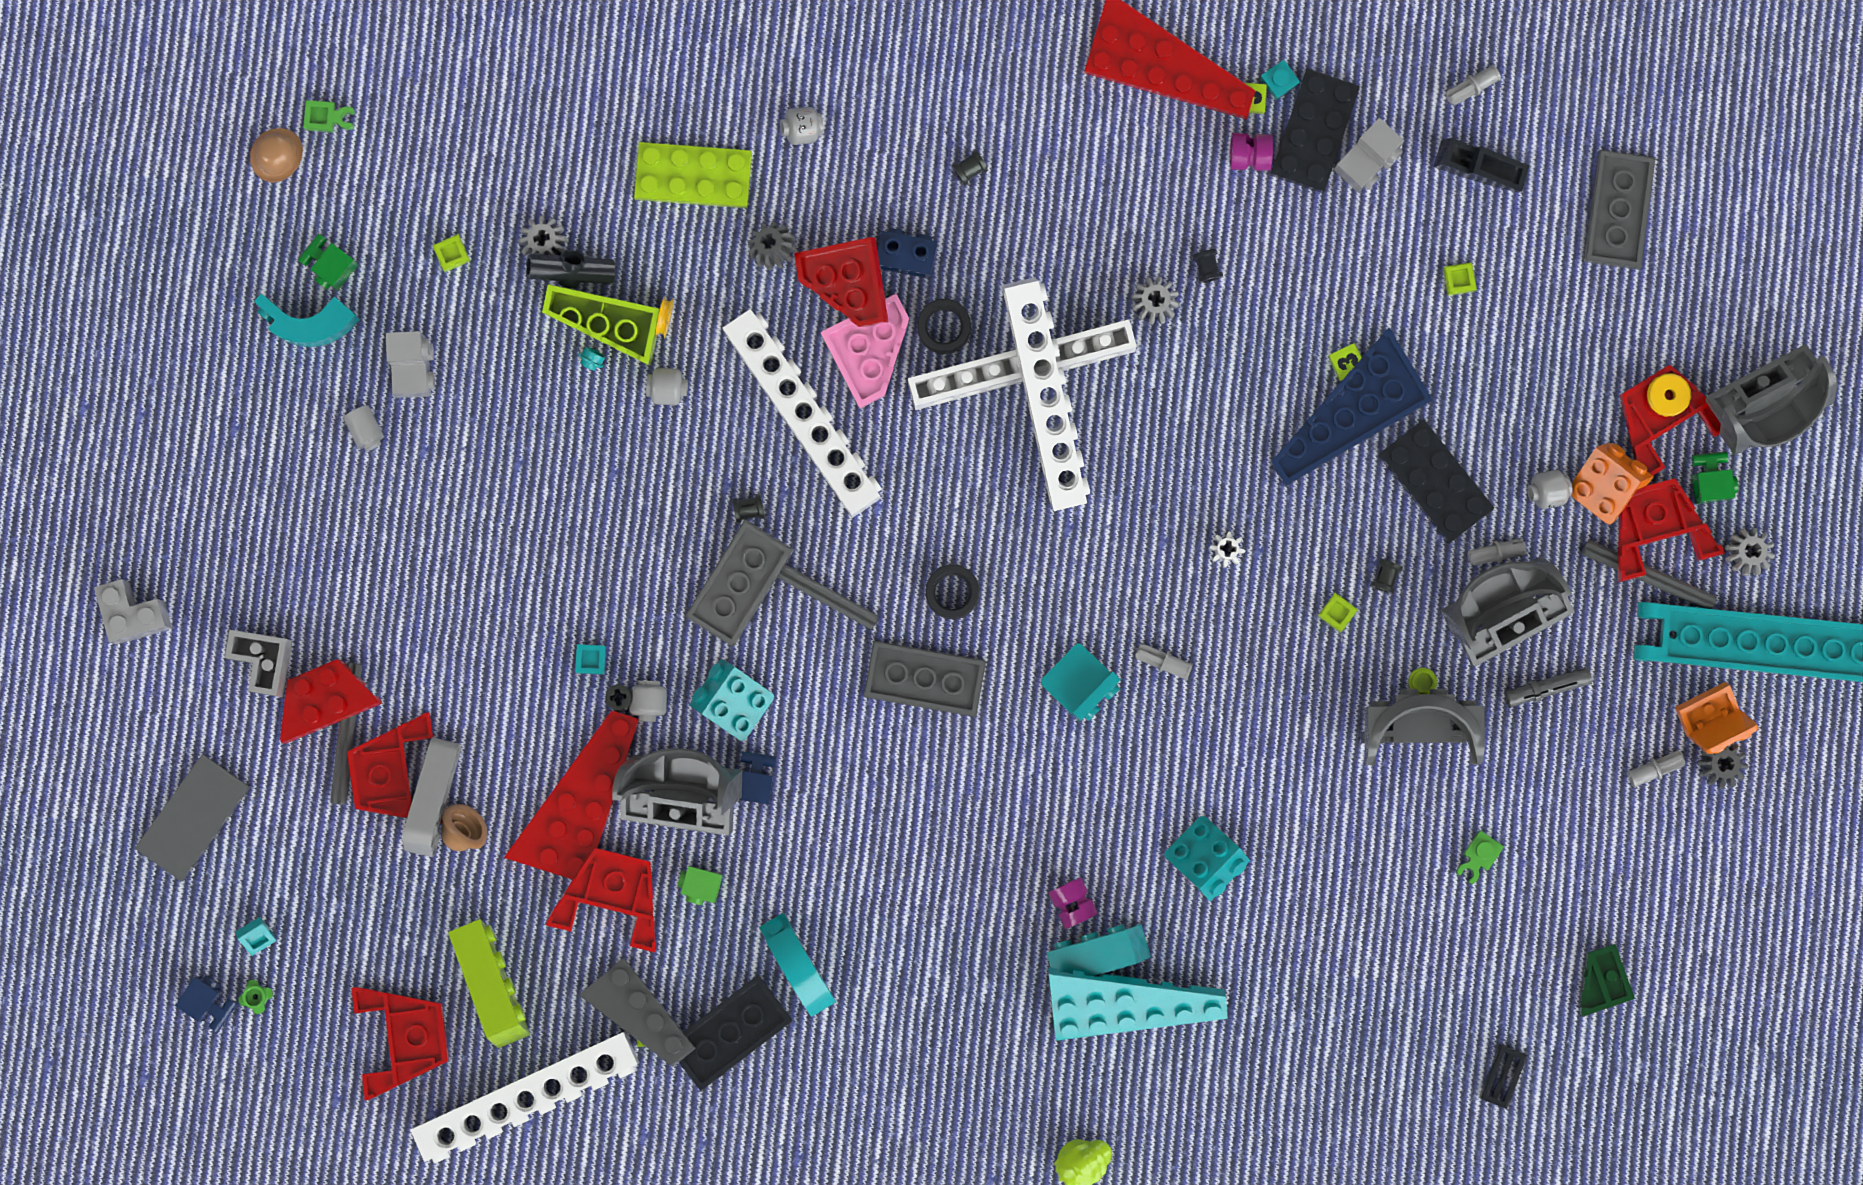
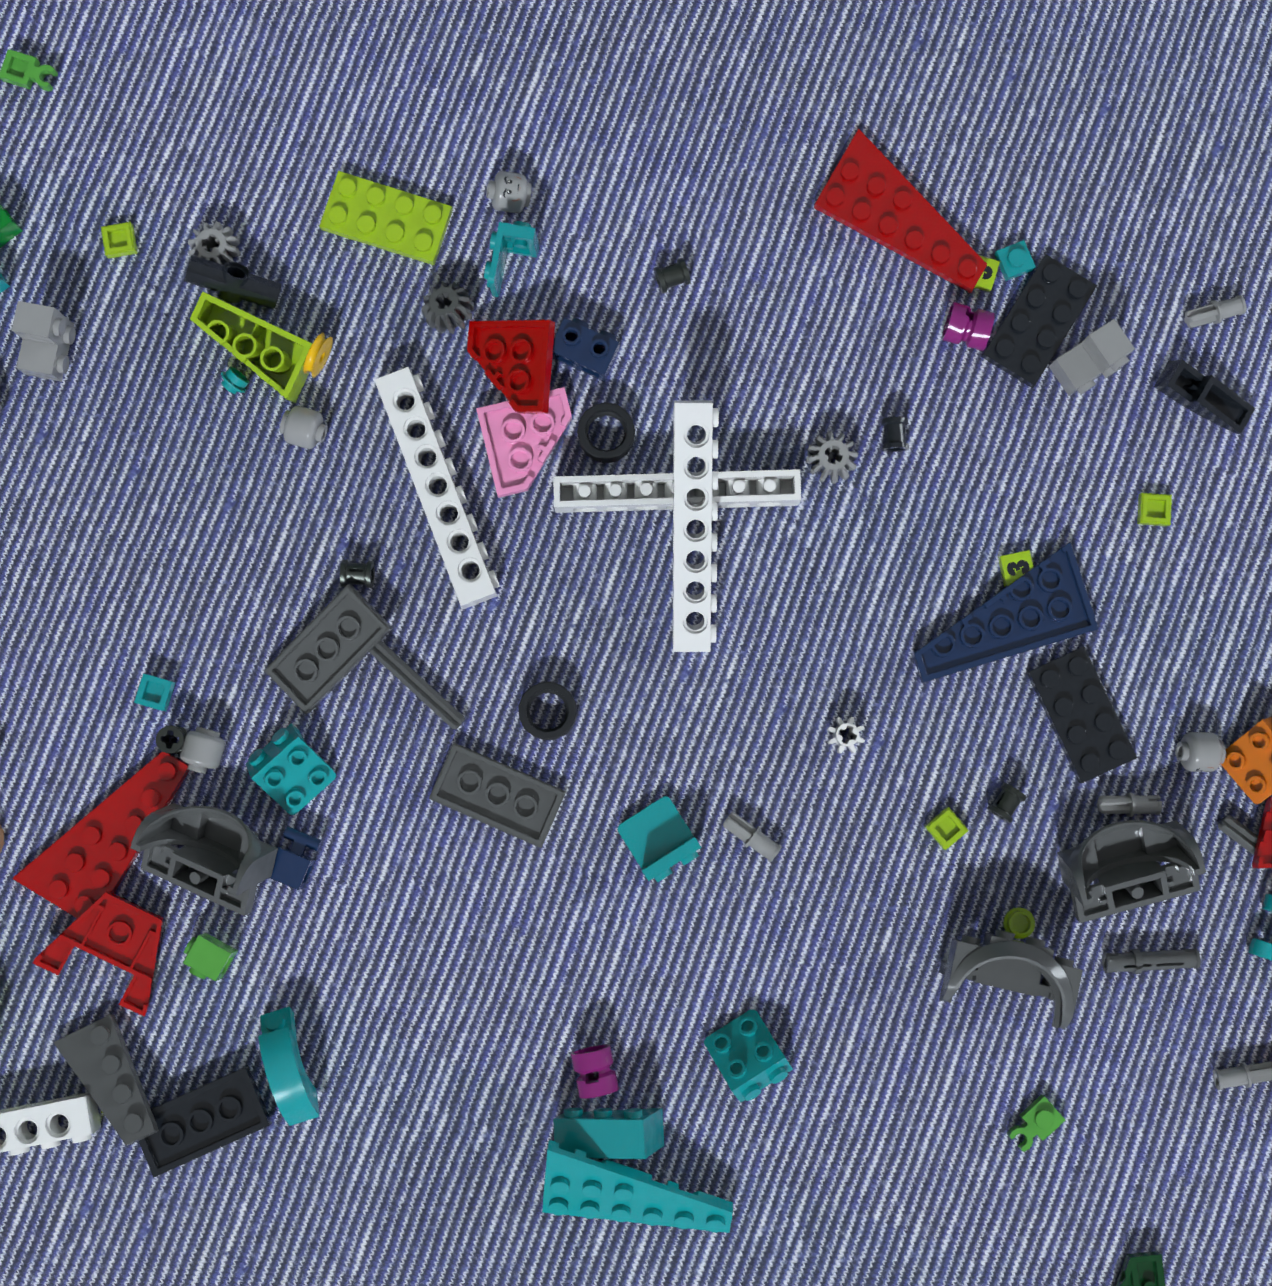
camera: 15 degrees right, 0 degrees up
(821, 168) = (509, 238): none -> teal bracket

